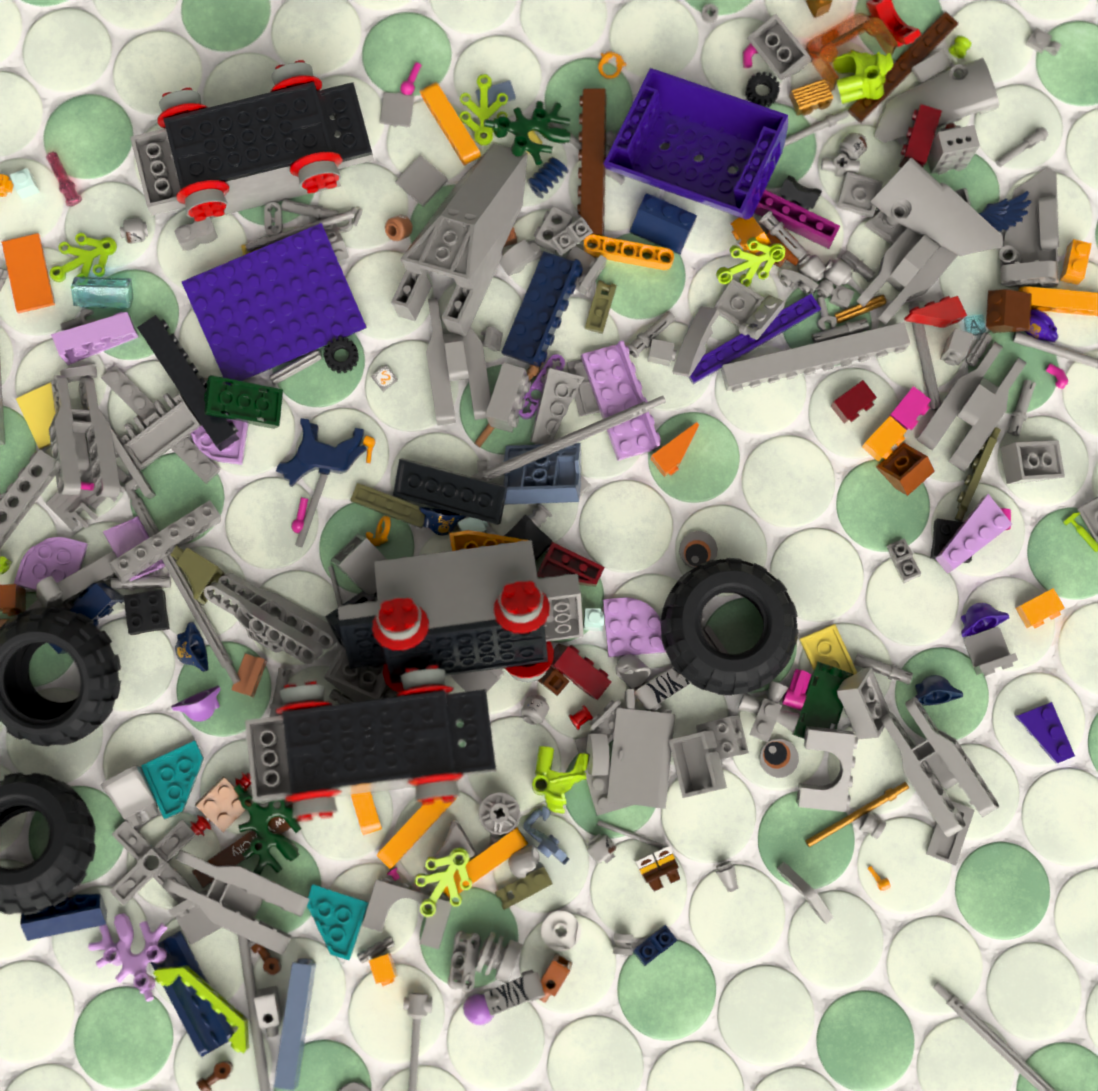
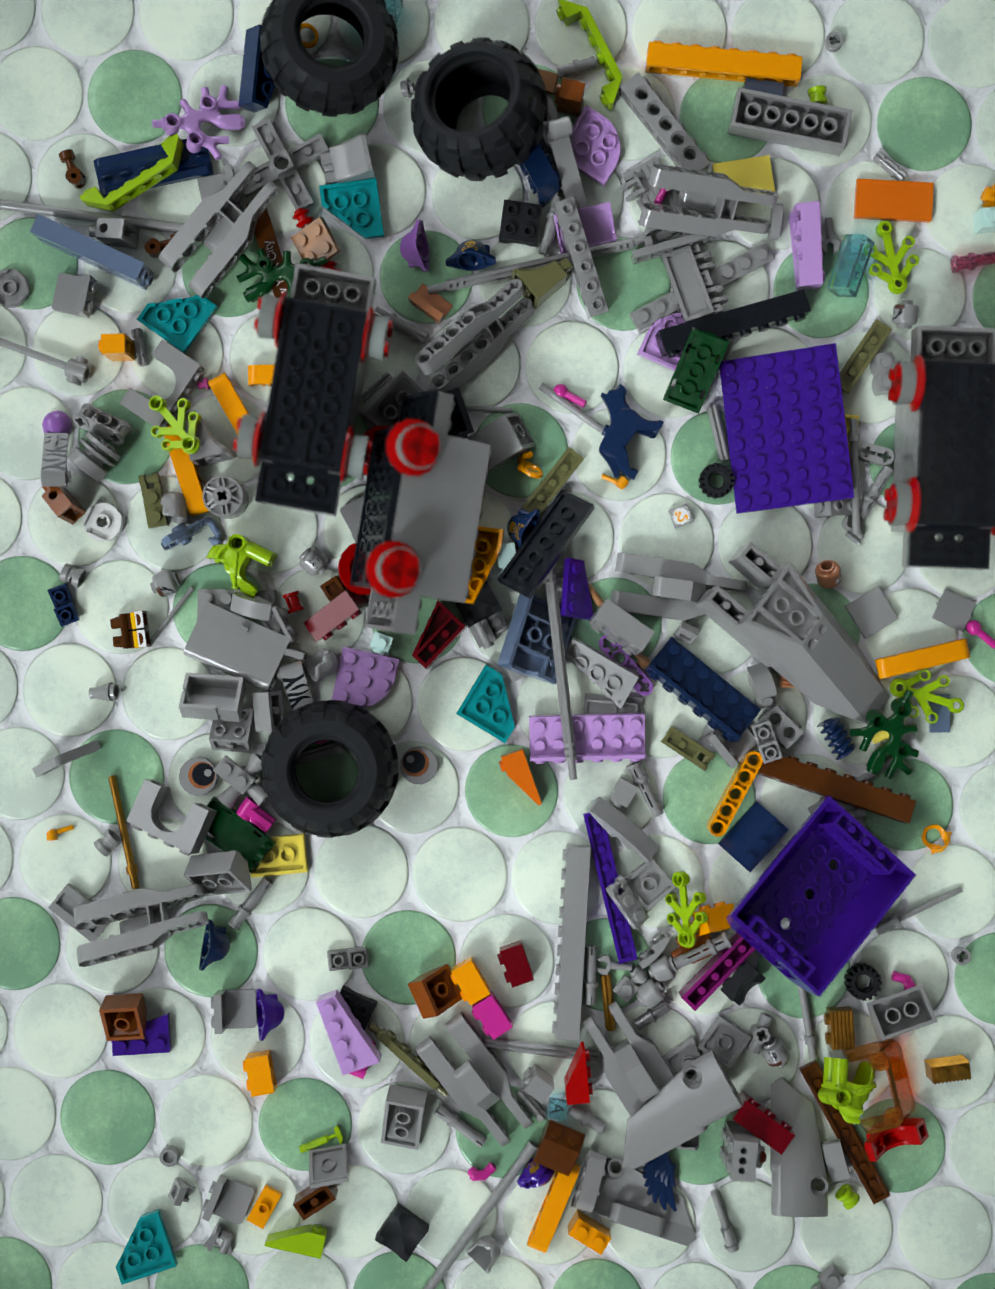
camera: 110 degrees right, 10 degrees up
(42, 762) = (407, 88): none -> light grey plate
(181, 256) = (863, 355): none -> olive plate
(342, 1032) = (74, 294): none -> light grey bracket
(485, 452) = (575, 591): none -> dark purple wing
(555, 526) = (483, 634): none -> light grey brick
(619, 501) = (489, 705): none -> teal plate
(693, 707) = (267, 710): none -> light grey brick
(698, 78) = (894, 921): none -> light grey piece
(973, 296) = (586, 1118): none -> light grey pin
(1033, 755) = (124, 1016): none -> dark orange slope

